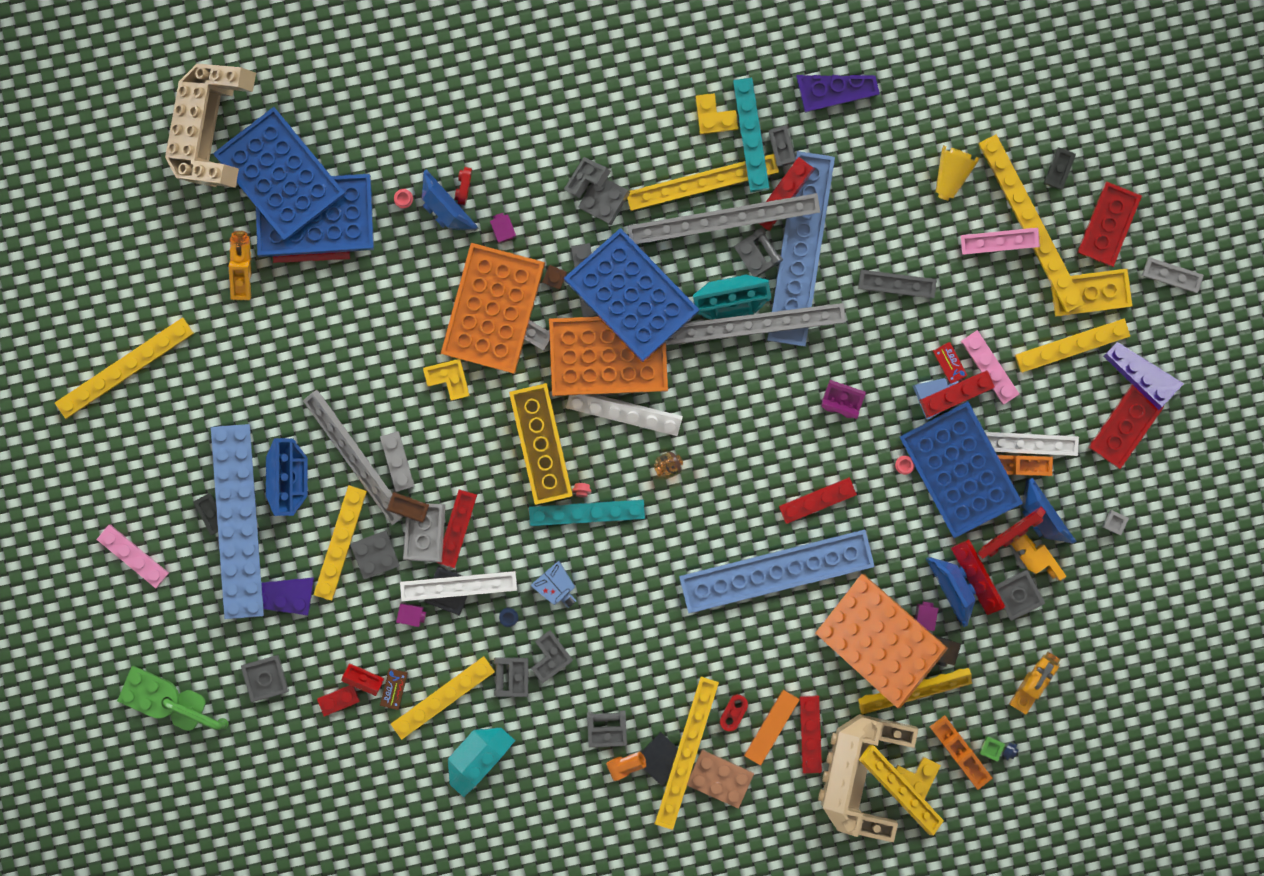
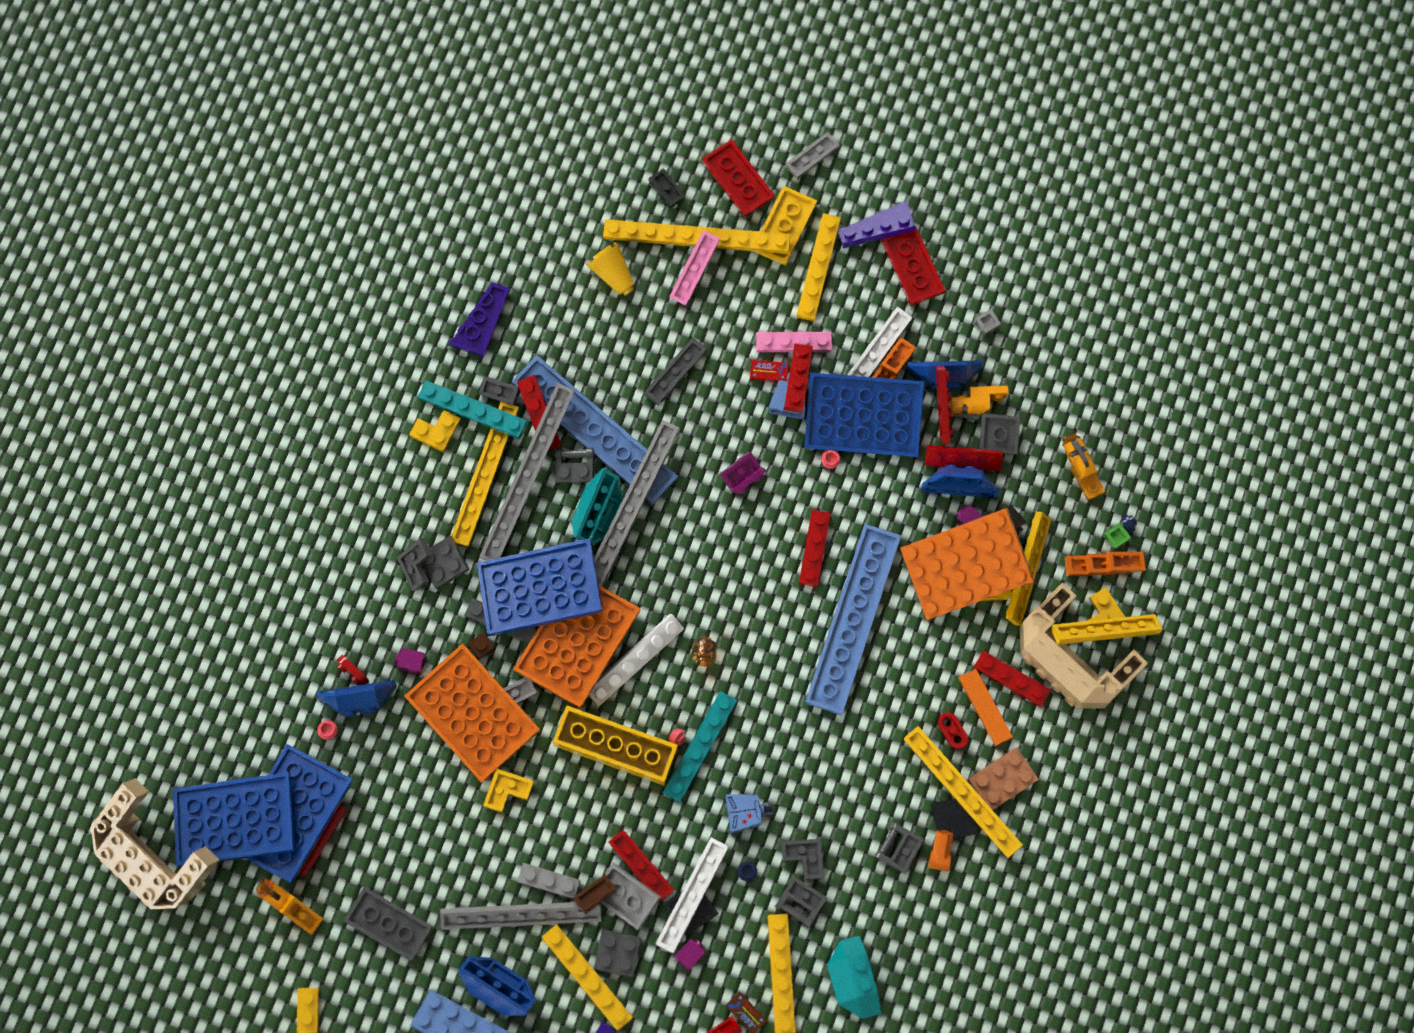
camera: 60 degrees left, 15 degrees down
(279, 355) = (388, 924): none -> dark grey plate

